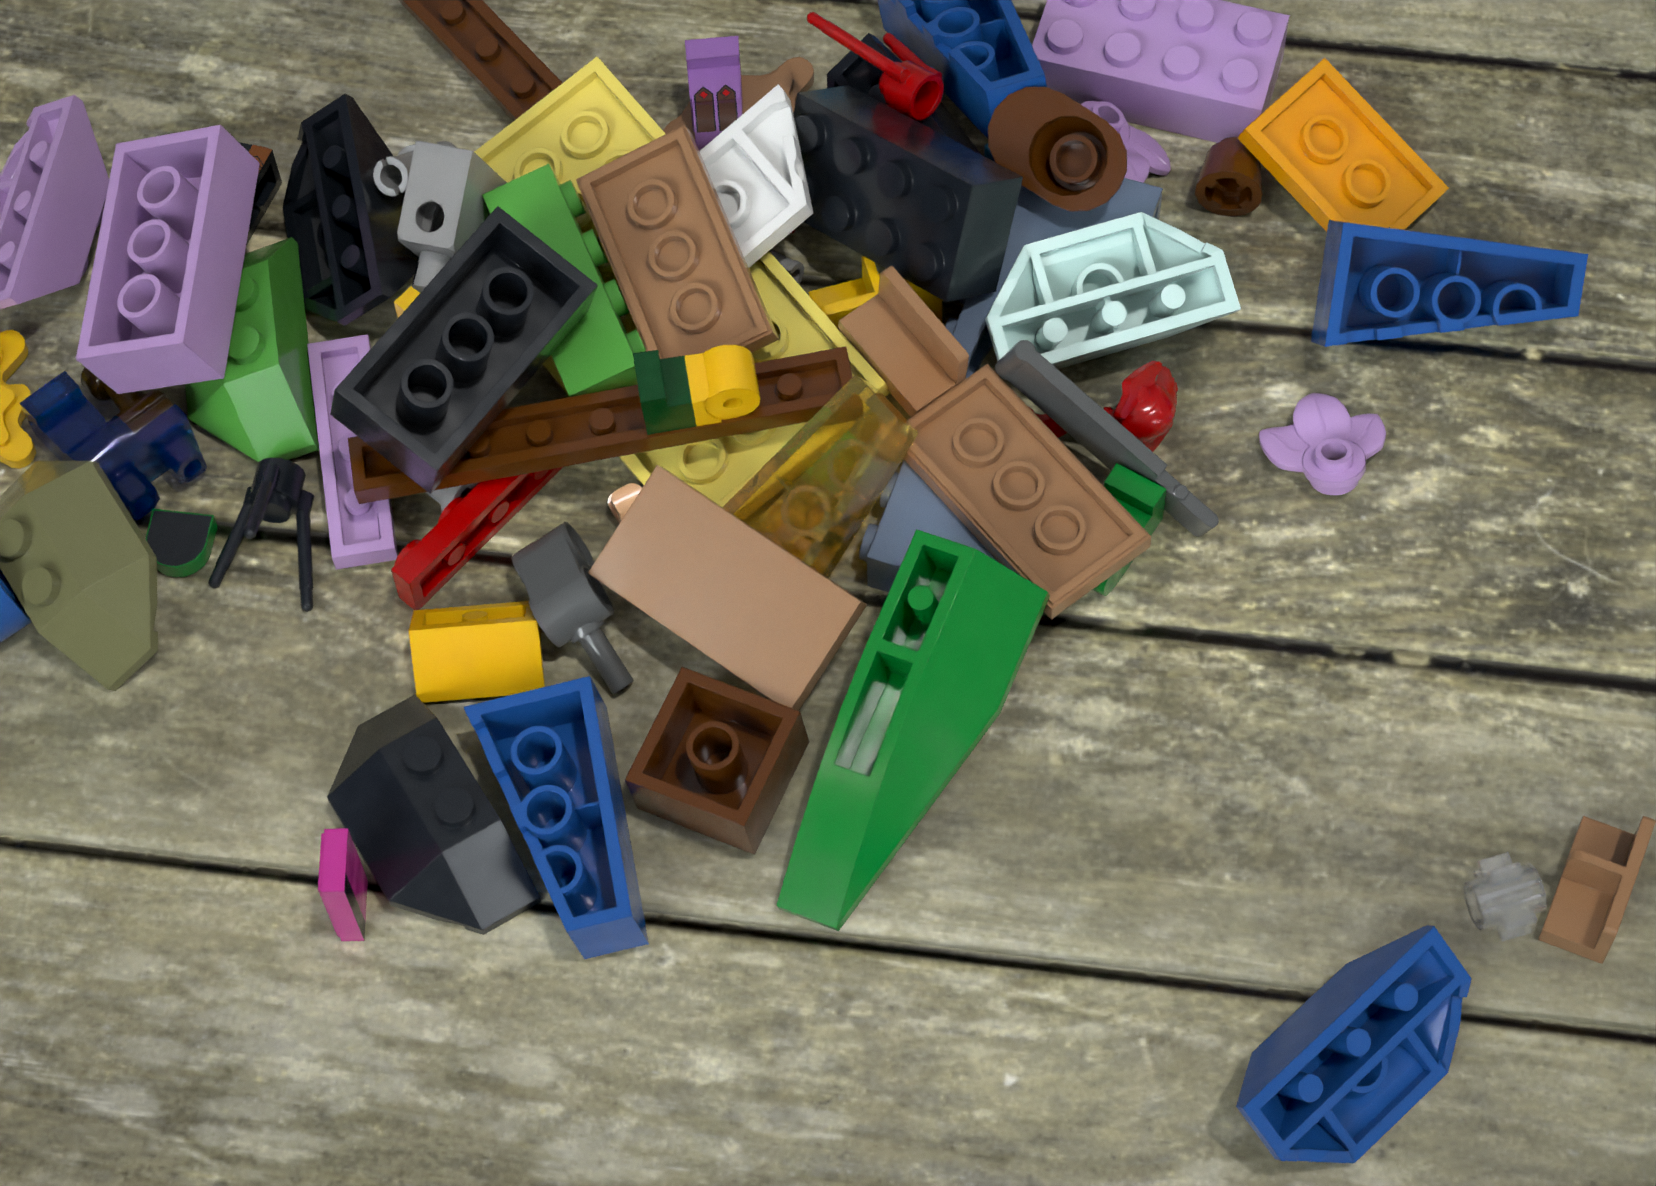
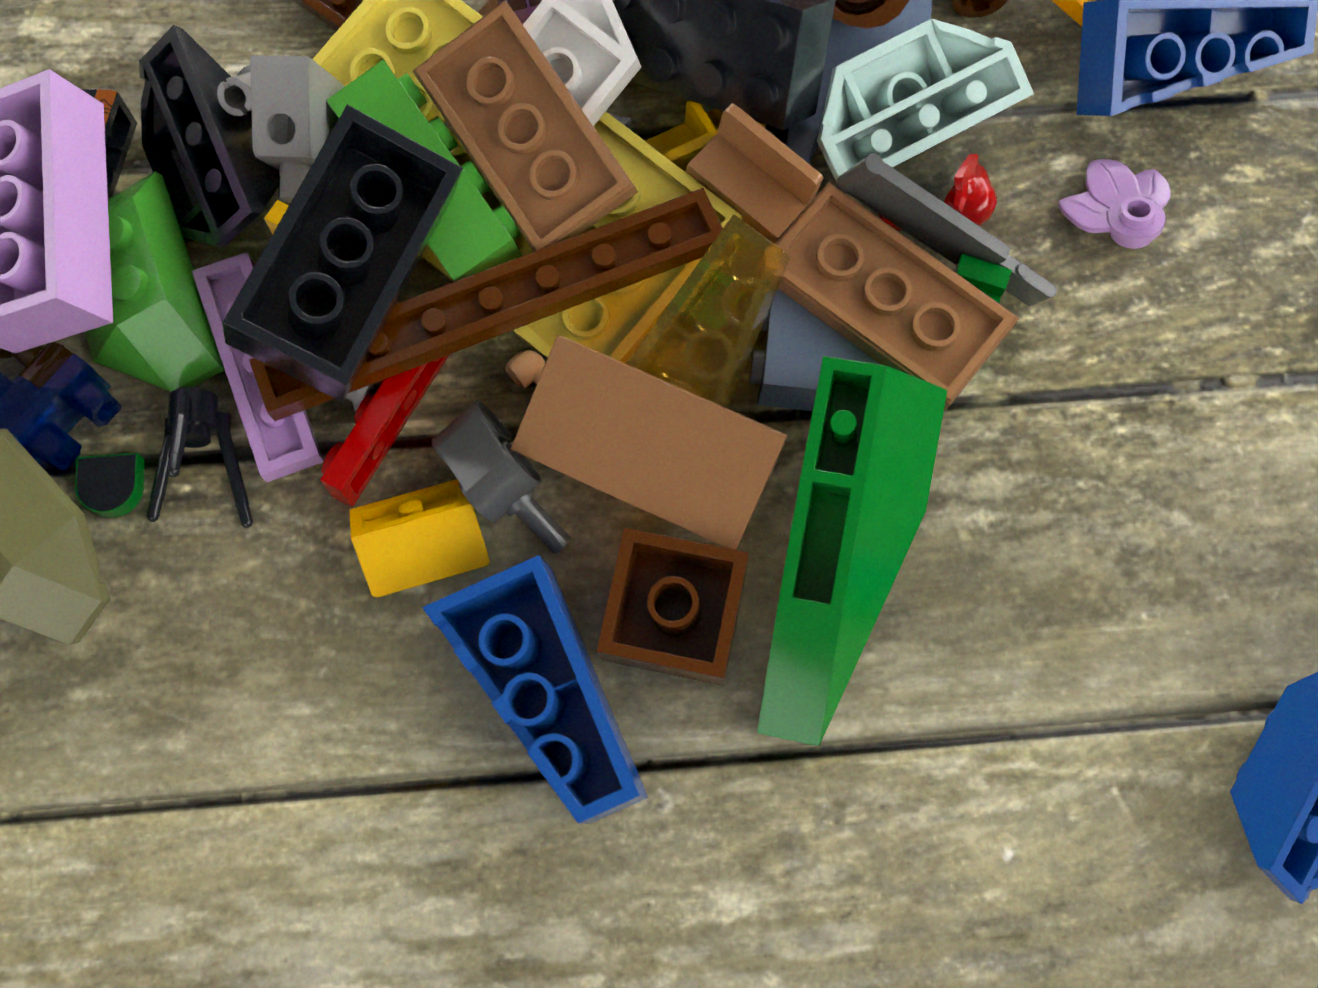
camera: 20 degrees left, 10 degrees up
(343, 884) = (342, 813): dark pink tile -> none
(428, 823) = (407, 721): black wedge -> none
(696, 387) = (576, 252): leg -> none

